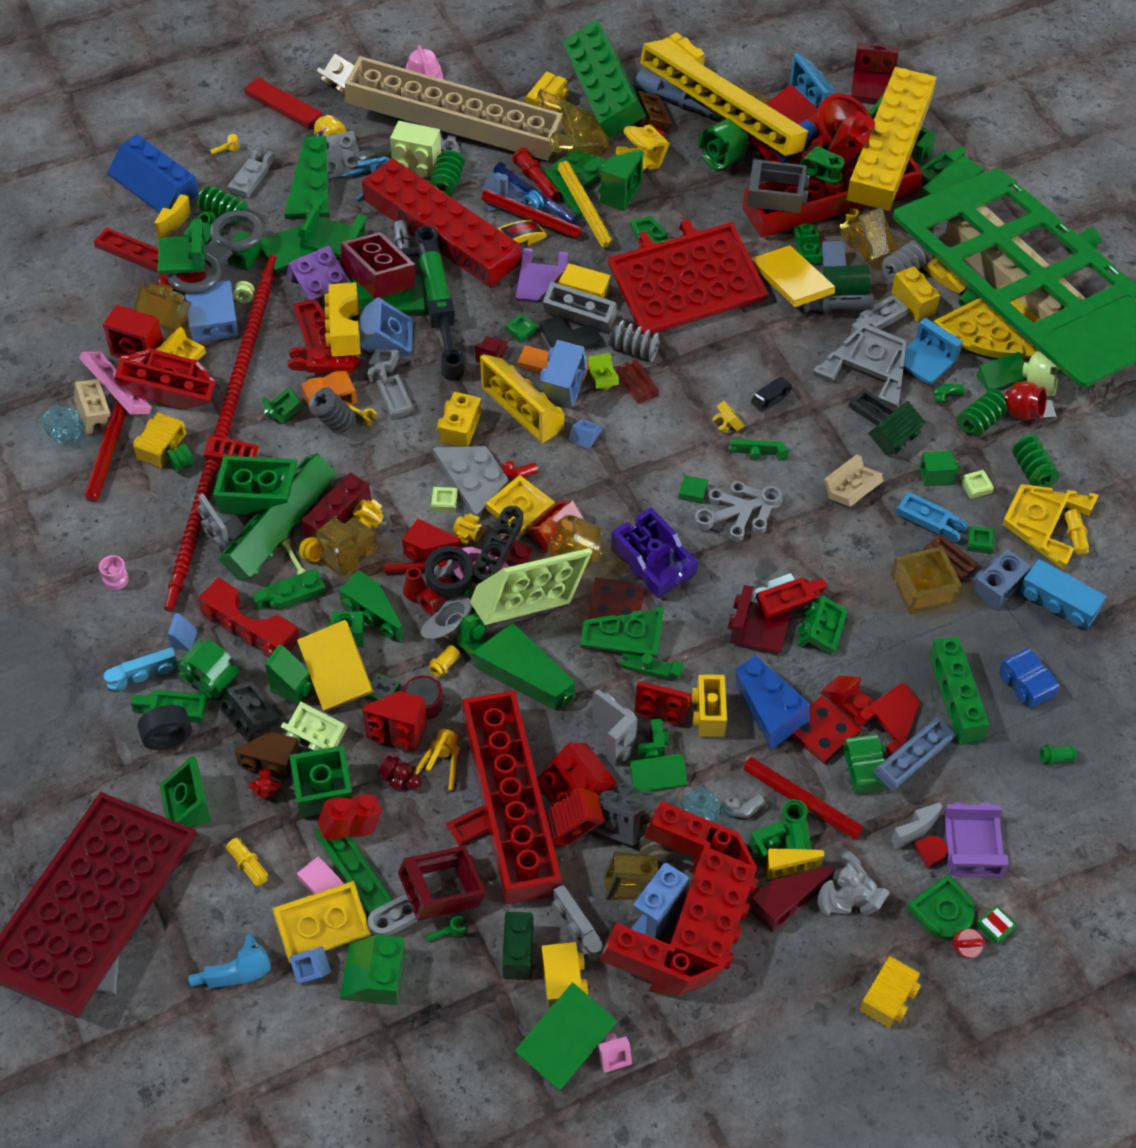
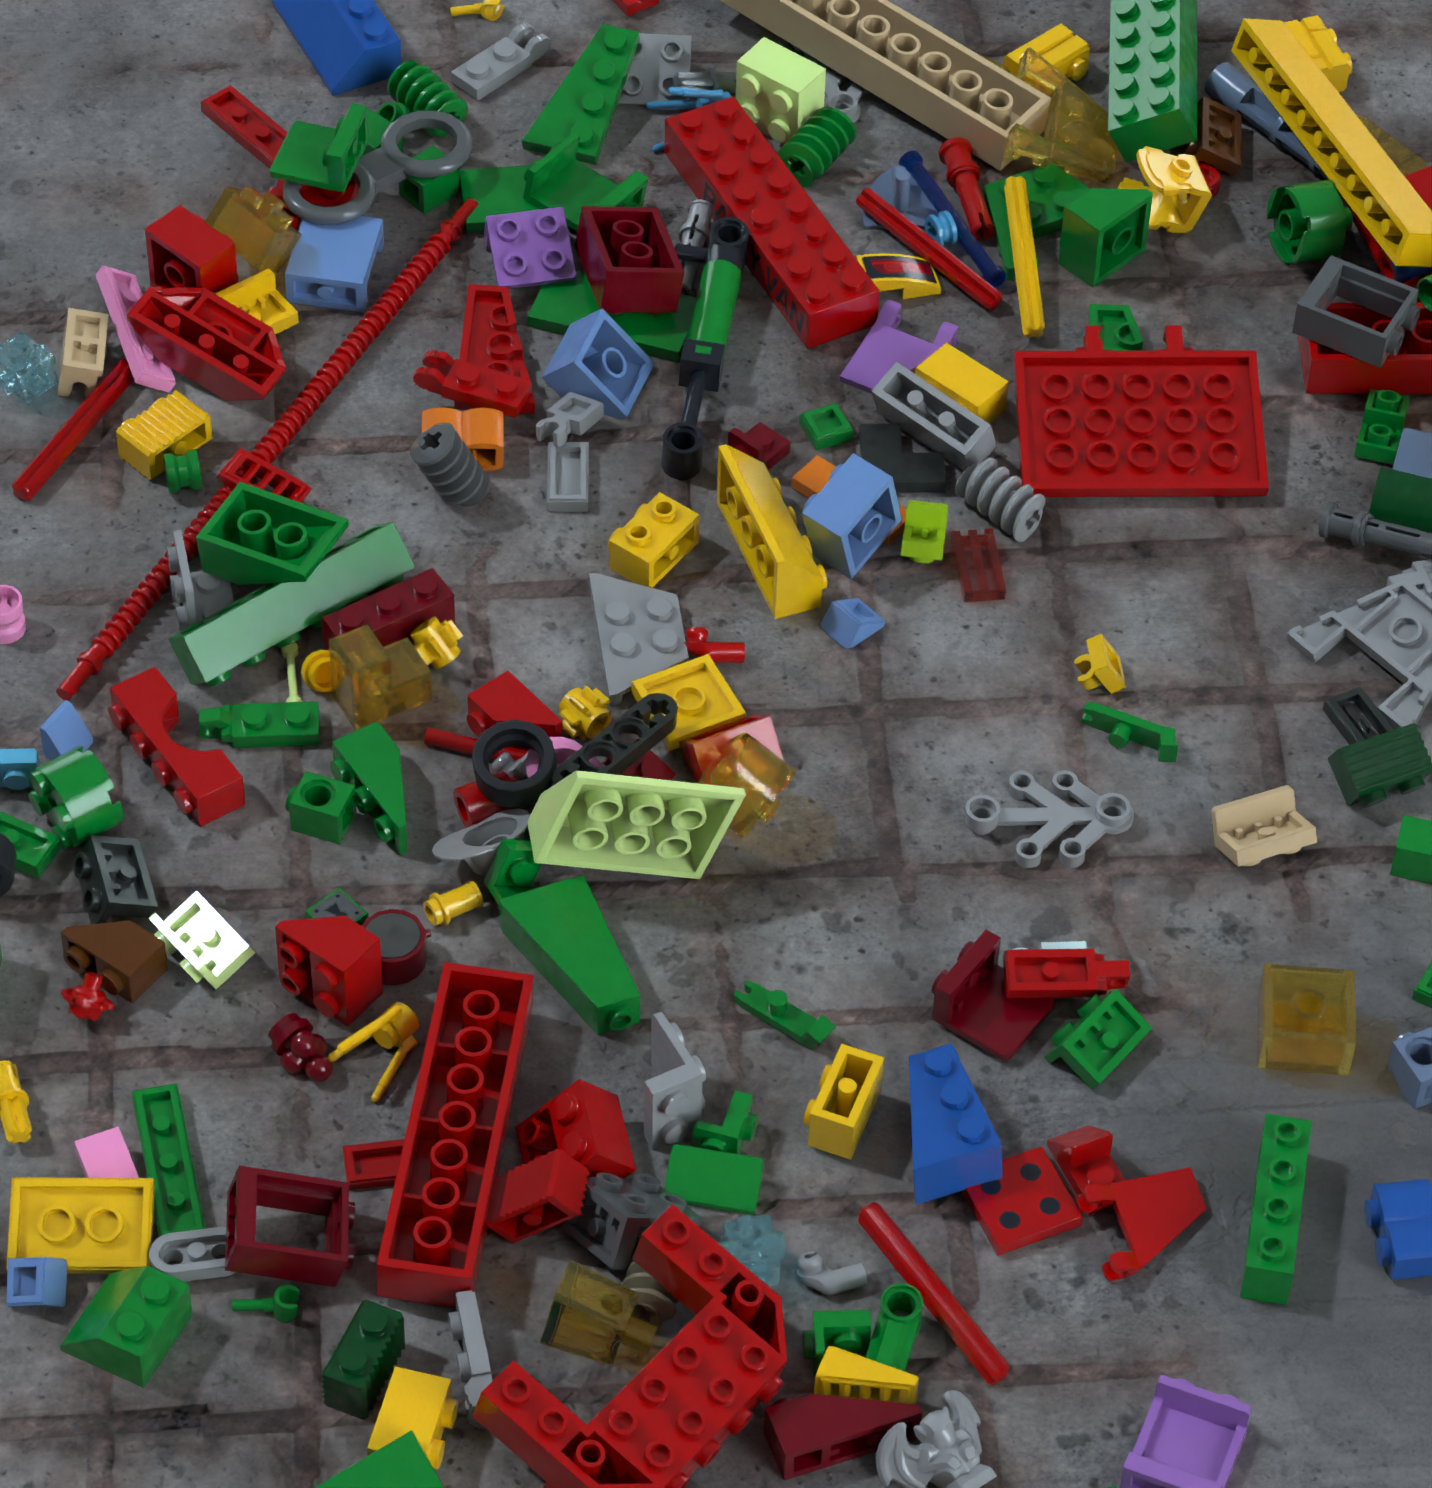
camera: 20 degrees right, 5 degrees down
(171, 219) = (333, 99): yellow slope -> none
(243, 292) = (399, 244): yellowish green bush -> none
(283, 406) = (379, 439): green bracket -> none
(287, 676) = (193, 845): green slope -> none
(320, 777) = (174, 1019): green brick -> none
(328, 126) = (656, 18): yellow head -> none
(335, 666) = (275, 855): yellow tile -> none
(341, 332) = (518, 347): yellow arch -> none
(349, 817) = (191, 1084): red brick -> none
(365, 415) = (505, 489): yellow hand -> none
(413, 584) = (456, 768): red cone -> none
(444, 499) = (572, 658): yellowish green tile -> none
(615, 598) = (774, 901): clear red tile -> none
(628, 633) = (763, 950): green wing -> none
(654, 552) = (868, 839): dark purple piece -> none
(661, 902) = (607, 1357): medium blue panel -> none
(662, 703) = (769, 1072): red bracket -> none
(693, 489) = (988, 762): green tile -> none
(771, 394) = (1194, 649): black beam -> none
(793, 276) = (1323, 469): yellow tile -> none
(862, 757) = (1062, 1274): green brick -> none
(914, 753) = (1149, 1281): sand blue tile -> none
(921, 823) = (1115, 1393): light grey slope -> none
(931, 517) = (1372, 925): dark azure hinge -> none
(931, 850) = (1107, 1442): red tile -> none
(955, 556) = (1389, 995): copper tile -> none
(1057, 754) = (1398, 1363): green pin -> none

